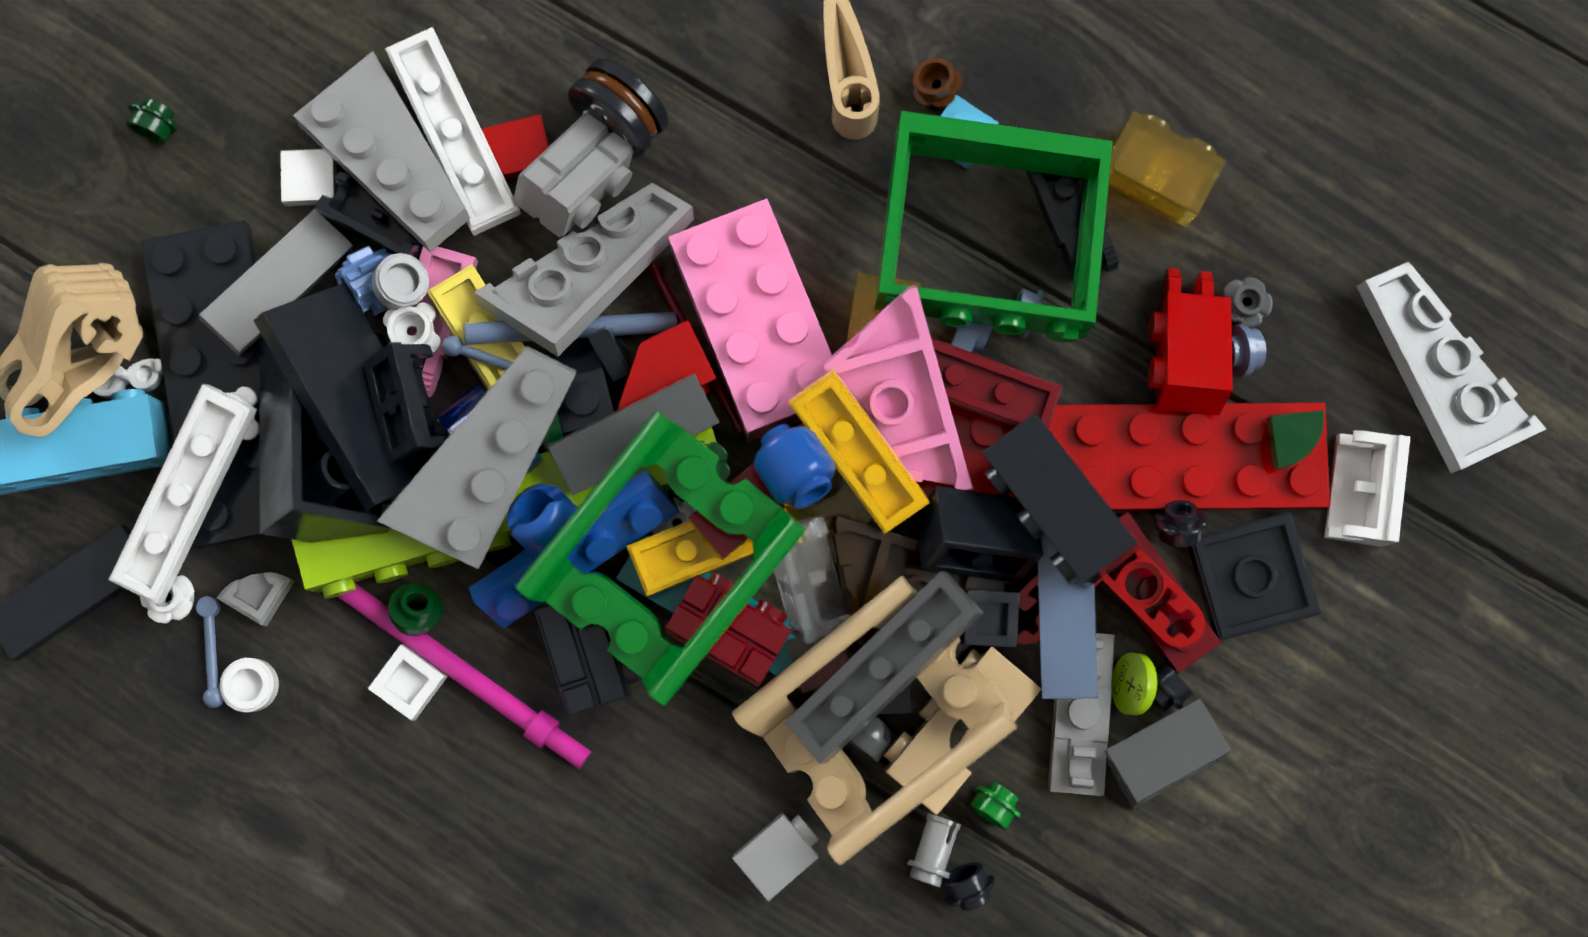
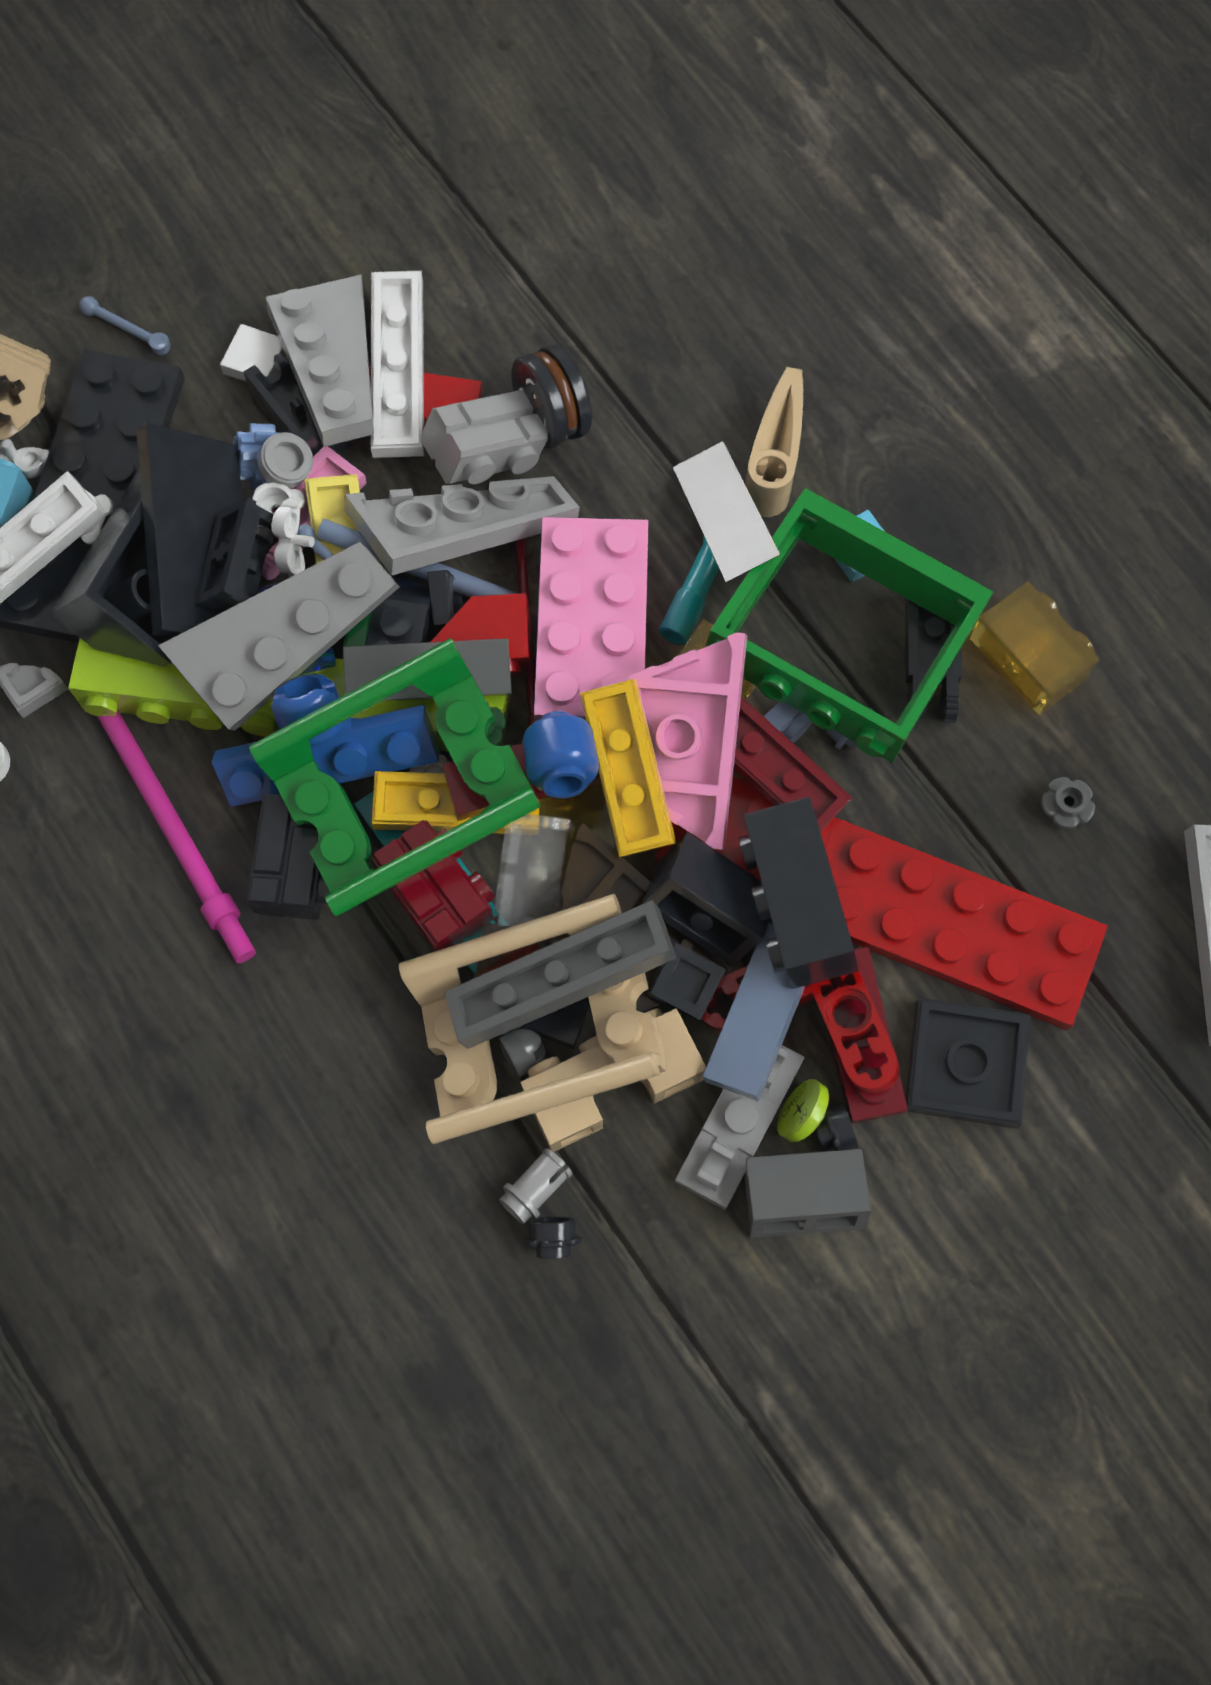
camera: 30 degrees right, 10 degrees down
(152, 121) = (144, 258): dark green plate -> none
(206, 199) = (158, 341): none -> sand blue hinge
(276, 279) = (207, 413): light grey tile -> none
(407, 682) = (120, 815): white plate -> none
(410, 621) = (154, 763): dark green plate -> none
(447, 370) = (285, 525): none -> white piece
(777, 854) = (381, 1120): light grey brick -> none
(831, 250) = (690, 598): none -> teal piece
(833, 158) = (725, 511): none -> white sticker
(933, 72) = (854, 491): reddish brown plate -> none
(995, 805) = (615, 1169): green plate -> none
(1180, 524) = (915, 978): black plate -> none
(1191, 347) = (995, 818): red hinge -> none
(1247, 350) = (1045, 843): sand blue plate -> none
(1293, 436) = (1060, 938): dark green tile -> none
(1367, 488) = (1117, 1023): white hinge -> none

